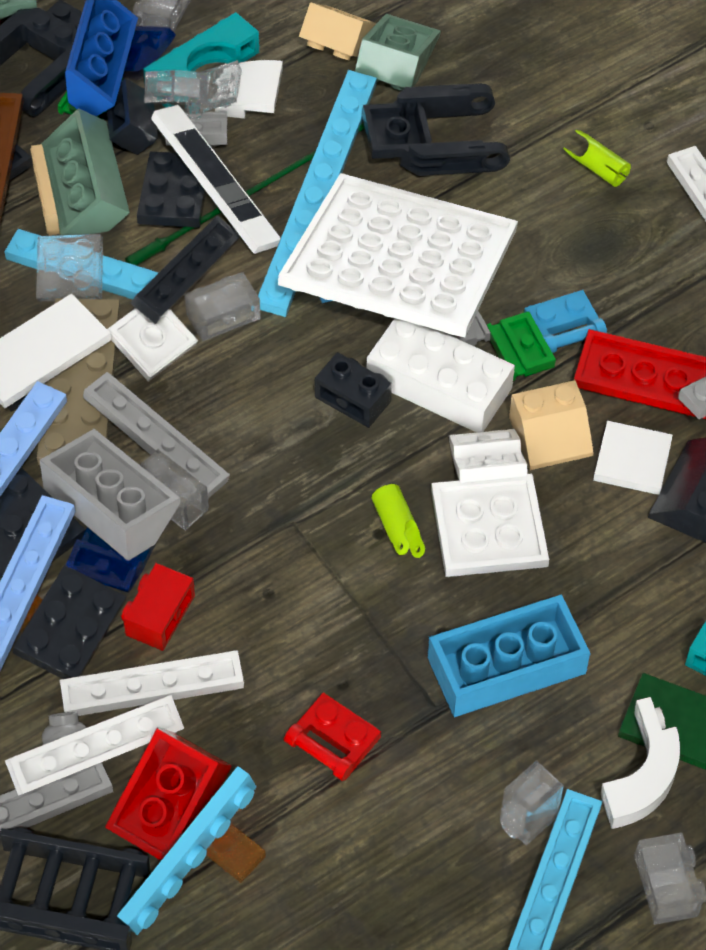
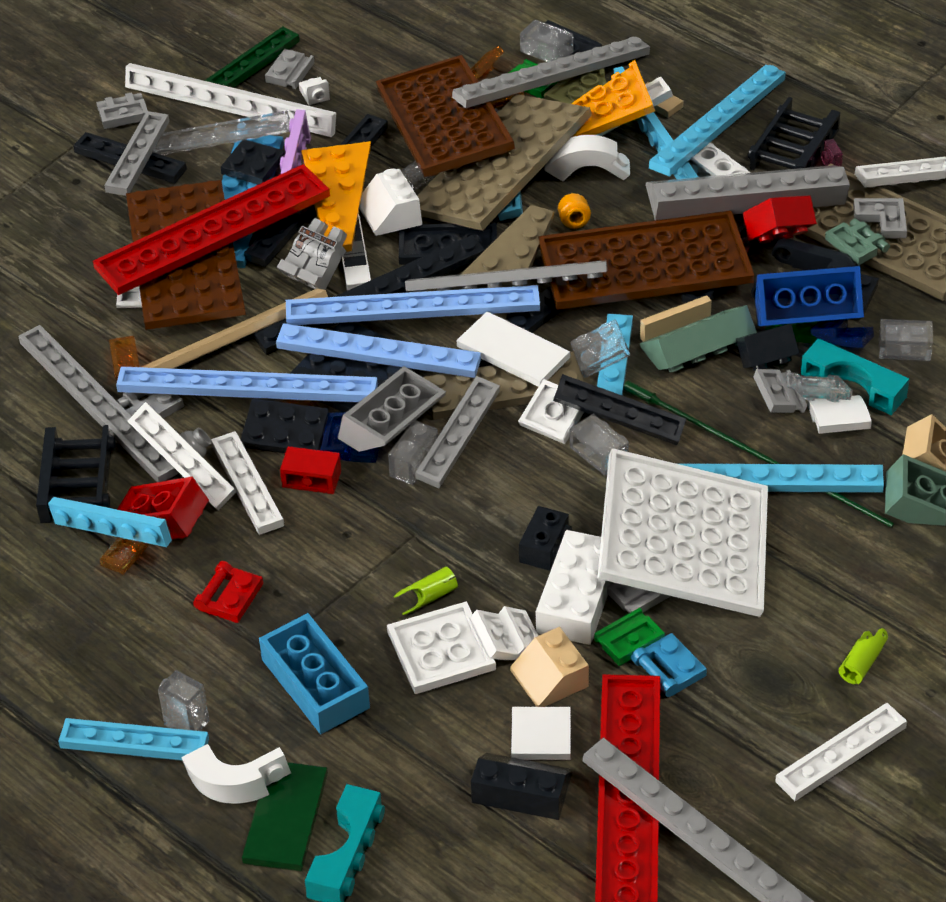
camera: 80 degrees right, 10 degrees down
(170, 193) = (710, 392): black plate -> none
(176, 87) = (791, 353): clear brick -> none
(216, 179) = (722, 407): tile -> none
(403, 130) = (830, 512): black plate -> none
(669, 878) = (144, 808): clear brick -> none

